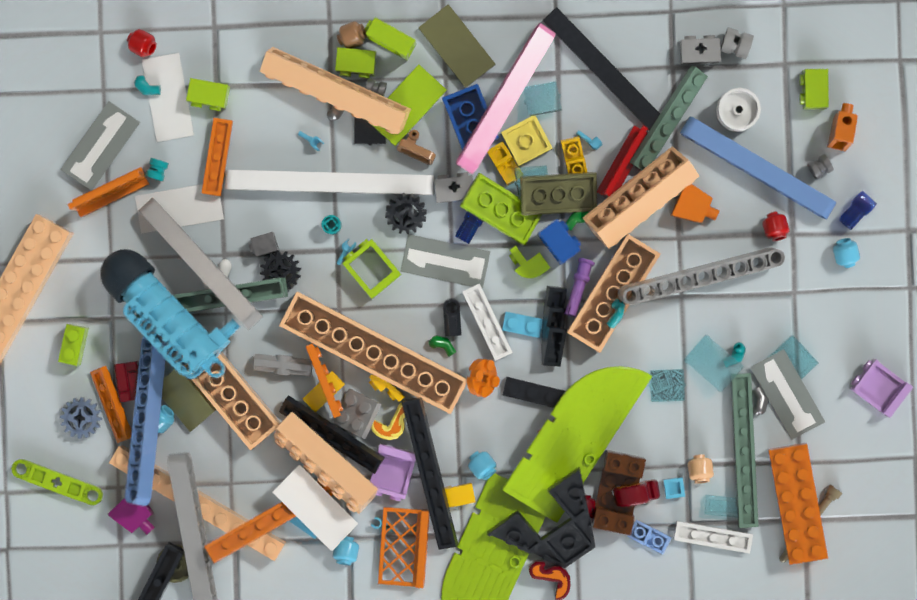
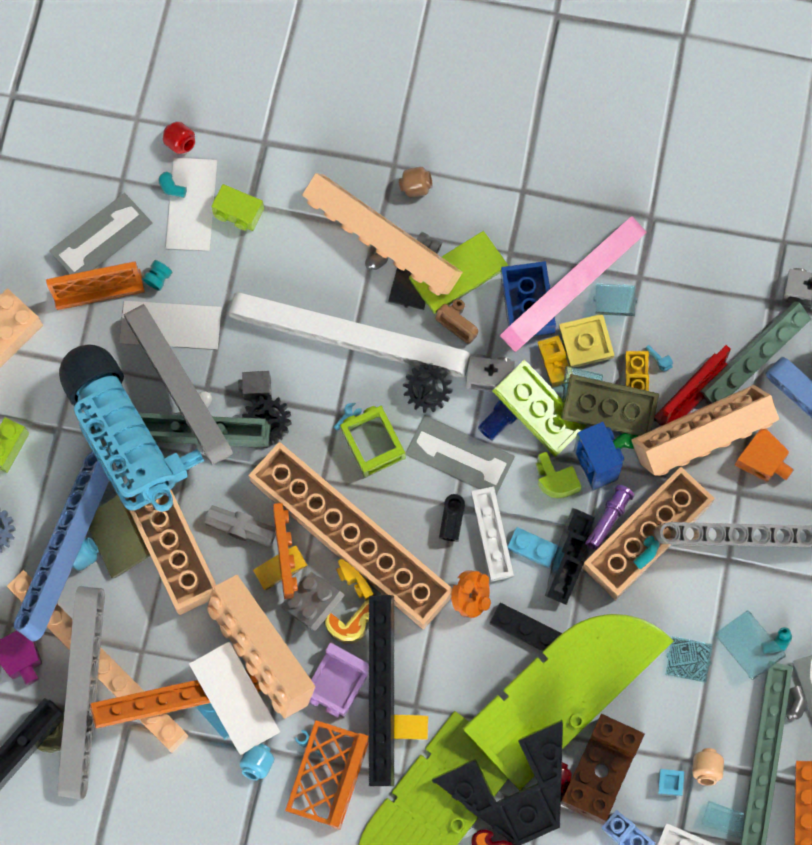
camera: 20 degrees right, 15 degrees down
(111, 404) = (29, 522): orange plate -> none
(126, 380) = (54, 498): dark red brick -> none
(217, 157) = (229, 278): orange plate -> none
(313, 140) = (342, 286): medium azure hand -> none
(331, 224) = (338, 386): teal wheel -> none
(334, 435) = (294, 636): black plate -> none
(355, 62) = (412, 211): lime brick -> none
(390, 38) = (458, 193): lime window -> none
(442, 342) = (434, 545): green arm -> none
(457, 46) = (531, 221): olive tile -> none
(482, 465) = (446, 698): medium azure head -> none
(602, 68) = (690, 282): black tile -> none
(637, 493) = (624, 774): dark red animal -> none

